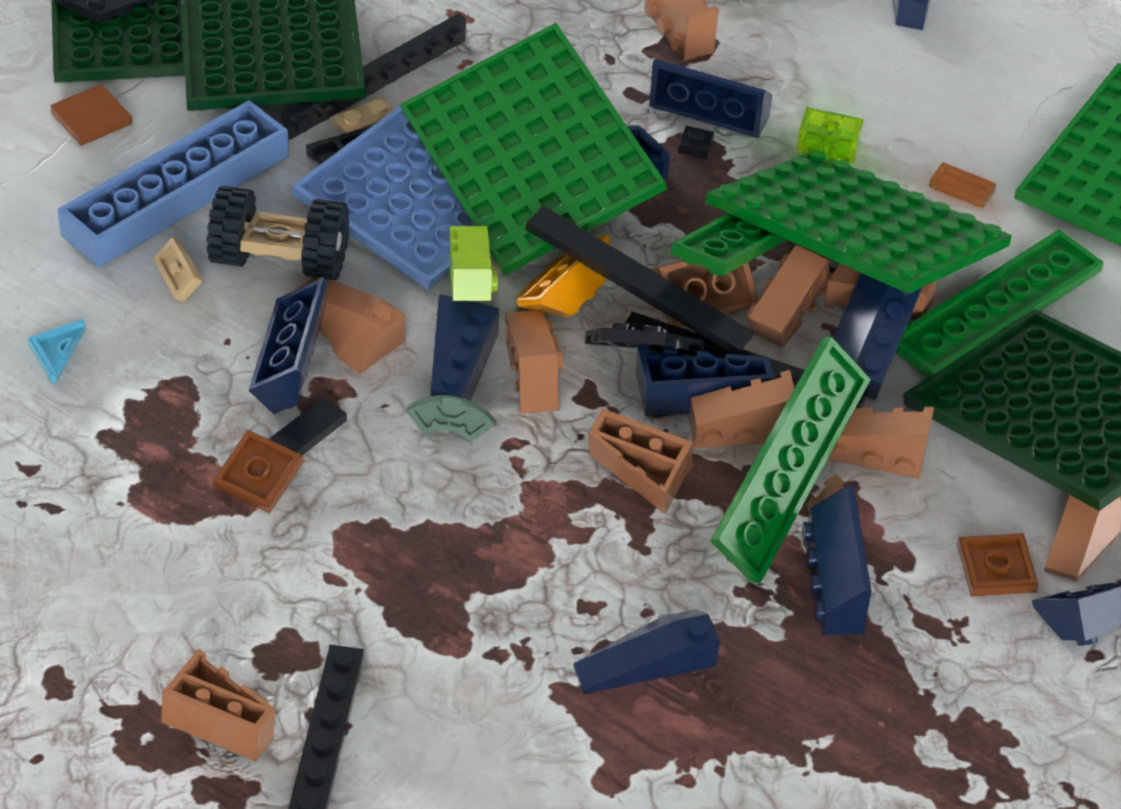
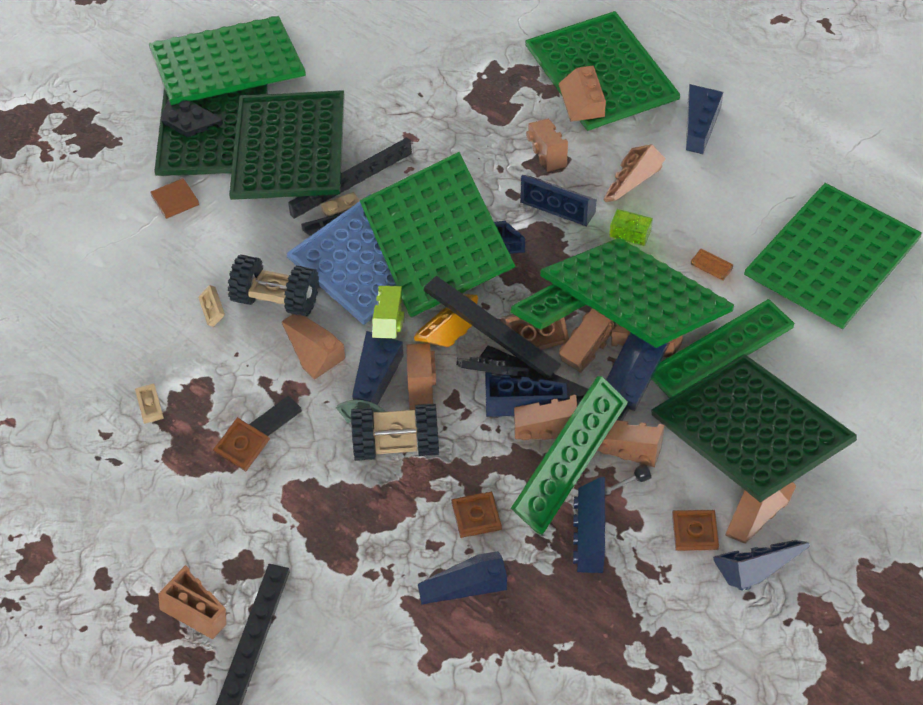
camera: 10 degrees right, 5 degrees up
(56, 347) = (132, 353): medium azure tile -> none
(96, 417) = (149, 403): none -> tan plate
(172, 183) = (216, 247): medium blue brick -> none
(289, 347) = (270, 362): dark blue slope -> none
(509, 438) = (394, 432): none -> plate
(641, 456) = (478, 446): nougat wedge -> none
(651, 558) = (476, 514): none -> dark orange tile
(696, 142) = (545, 228): black plate -> none
(823, 51) = (636, 167): none -> nougat wedge
(832, 485) = (596, 472): medium nougat tile -> none
(901, 487) = (640, 474): none -> hinge

